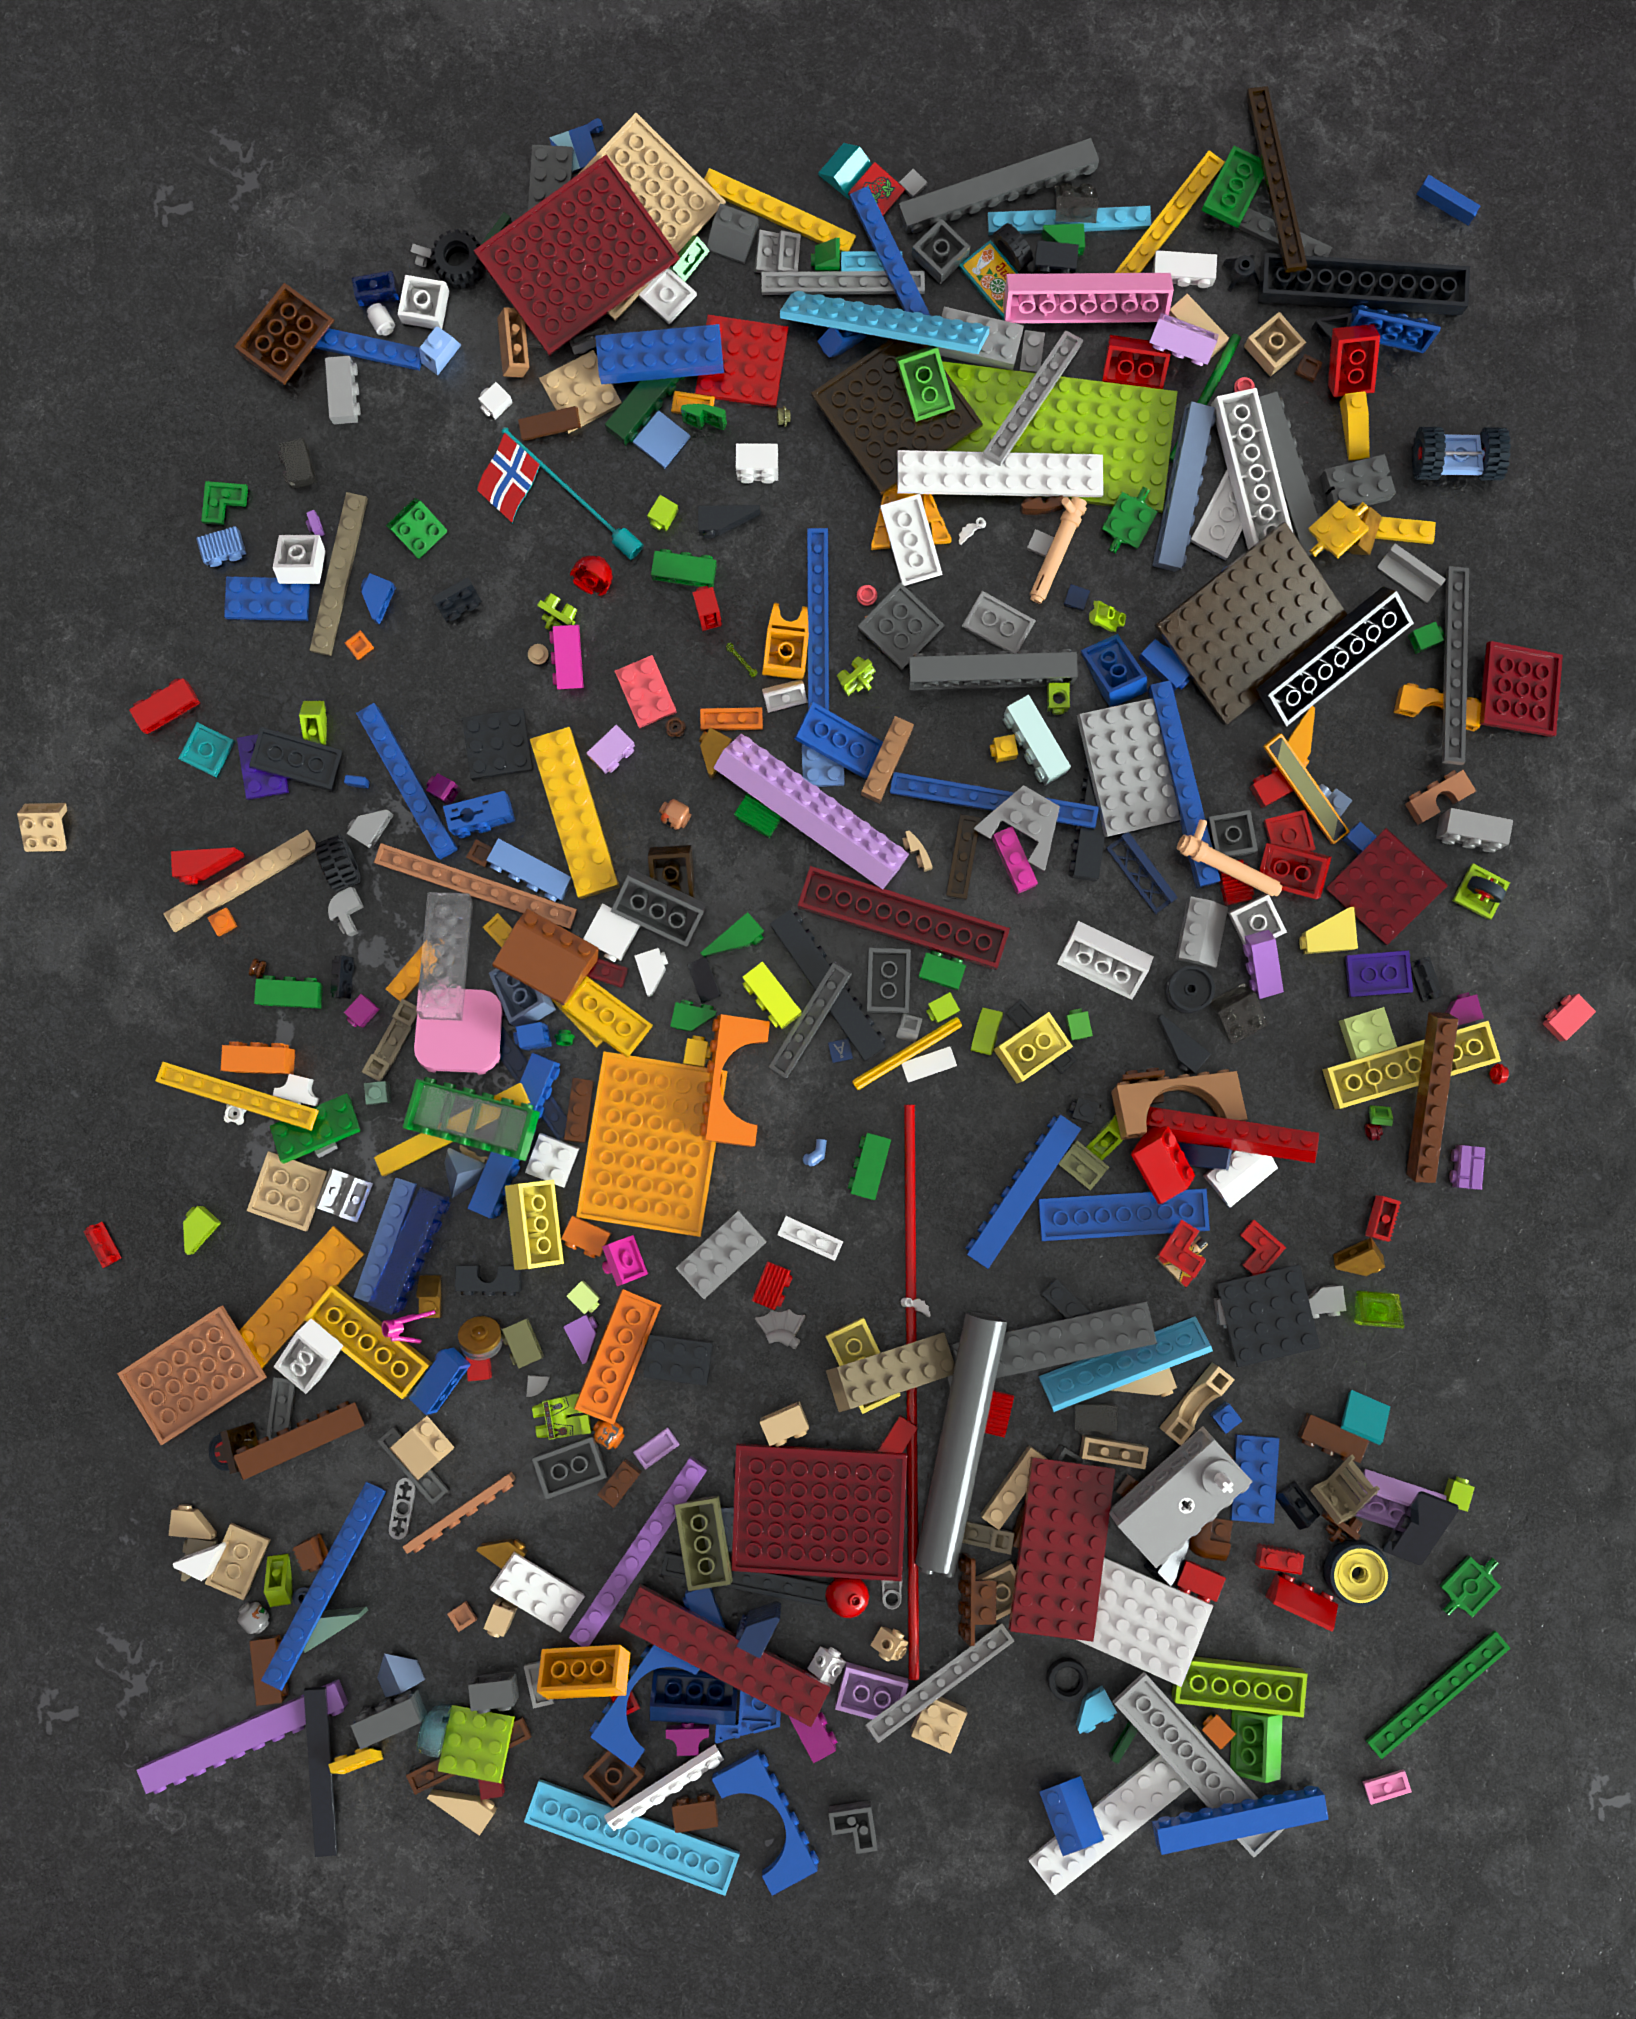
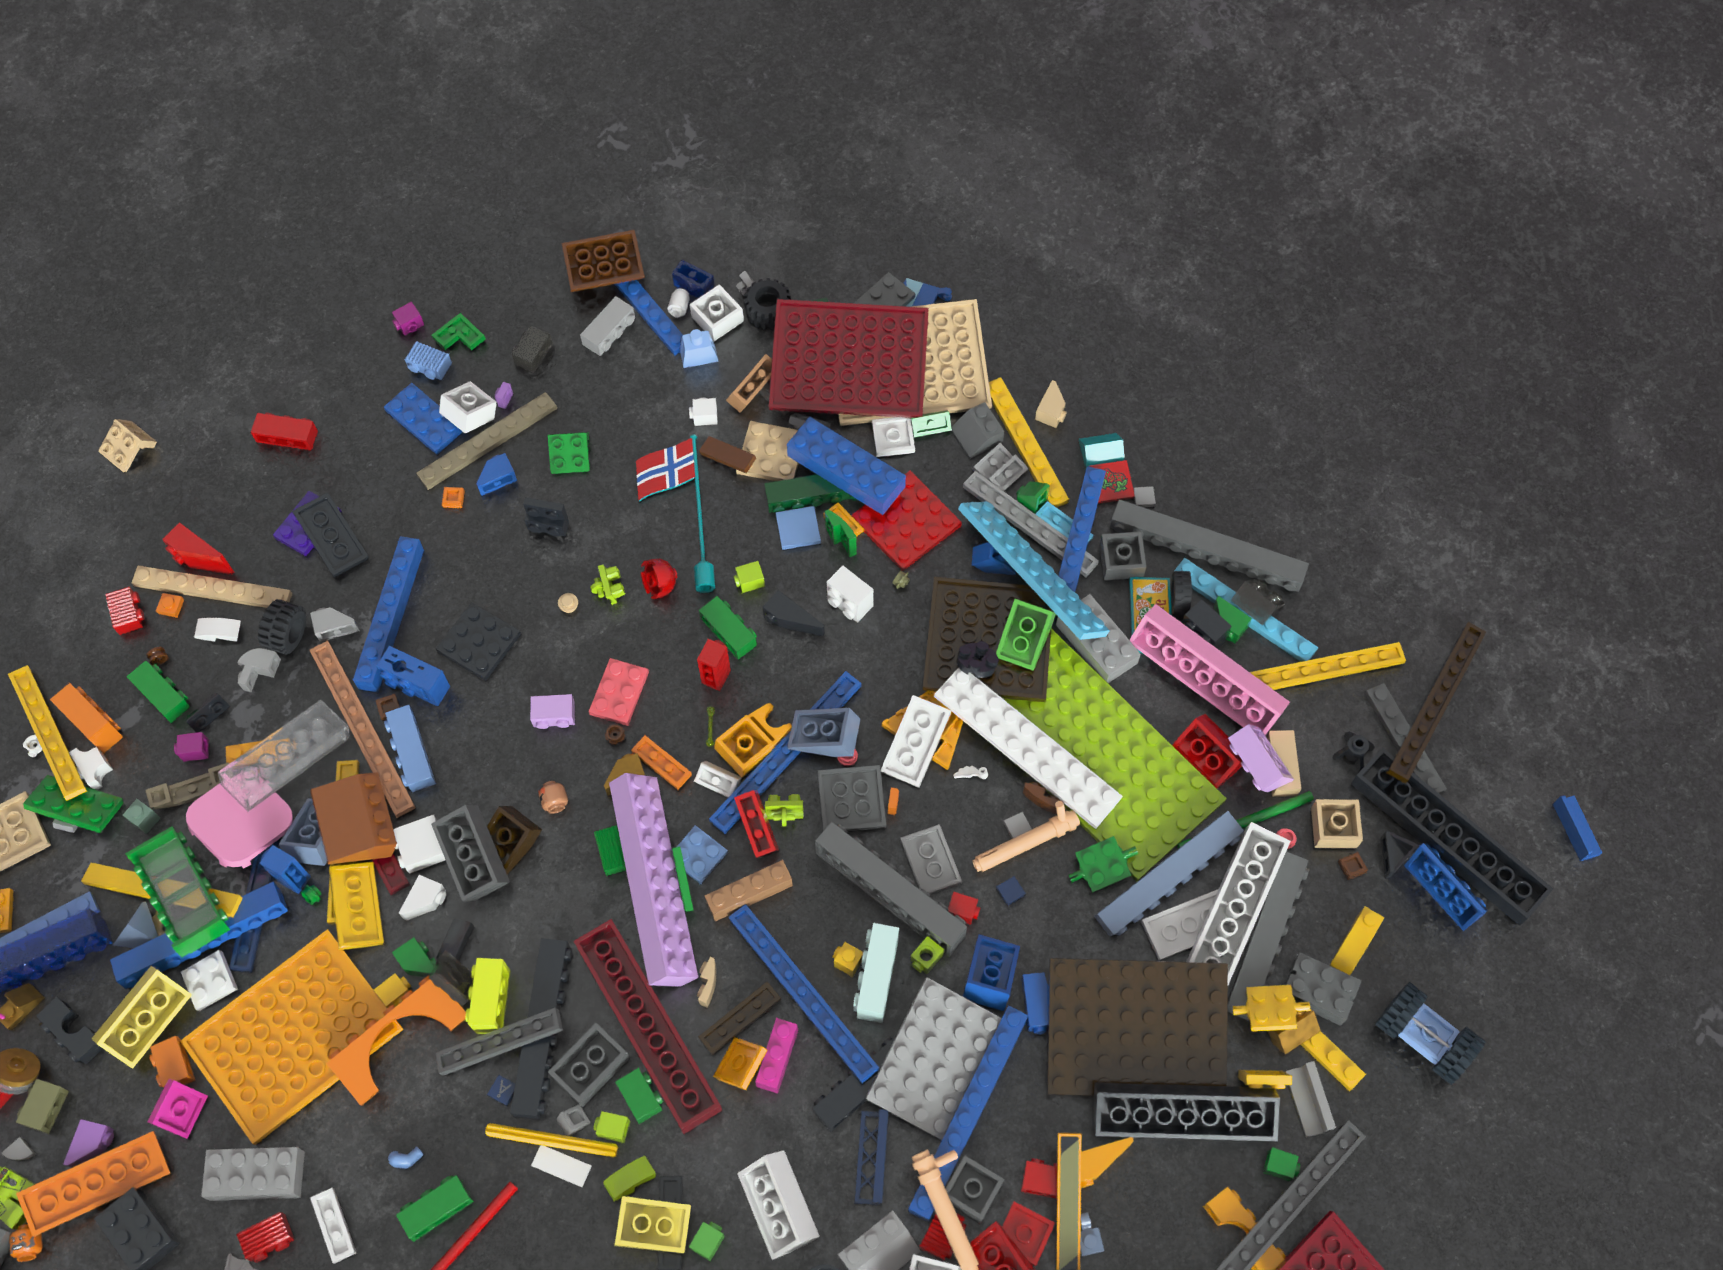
camera: 40 degrees right, 20 degrees down
(165, 523) = (407, 319): none -> magenta brick
(192, 956) = (125, 610): none -> brick
(206, 749) = (282, 483): teal tile -> none
(282, 907) = (219, 628): none -> white slope
(313, 721) = (368, 521): lime slope -> none
(343, 1195) = (41, 871): light grey slope -> none
(356, 781) = (356, 585): blue tile -> none
(443, 789) = (407, 639): magenta slope -> none
(567, 657) = (584, 619): dark pink brick -> none
(574, 813) = (481, 734): yellow brick -> none
(578, 1110) = (265, 959): reddish brown plate -> none
(584, 1297) = (121, 1112): yellowish green brick -> none
(735, 1005) = (452, 977): none -> clear smoke plate
(738, 936) = (513, 929): green slope -> none
(774, 161) = (1051, 407): none -> tan slope
(831, 791) = (682, 879): none -> tile
(837, 591) = (825, 732): none -> sand blue slope
(838, 740) = (723, 842): blue plate -> none
(850, 705) = (756, 823): none -> red brick
(907, 425) = (967, 659): none -> black plate
(933, 601) = (893, 801): none -> orange tile
(994, 888) = (740, 1063): none -> light orange tile
(1028, 814) = (817, 1027): light grey wing -> none
(1032, 351) = (1134, 681): light grey plate -> none
(1032, 398) = (1100, 710): light grey plate -> none
(1055, 639) = (964, 907): none -> red brick
(1106, 617) = (1020, 923): lime hips -> none
(1187, 267) = (1310, 713): white brick -> none
(1234, 187) = (1397, 683): green plate -> none
(1353, 359) = (1392, 884): red brick -> none
(1367, 587) = (1272, 1078): none -> yellow plate

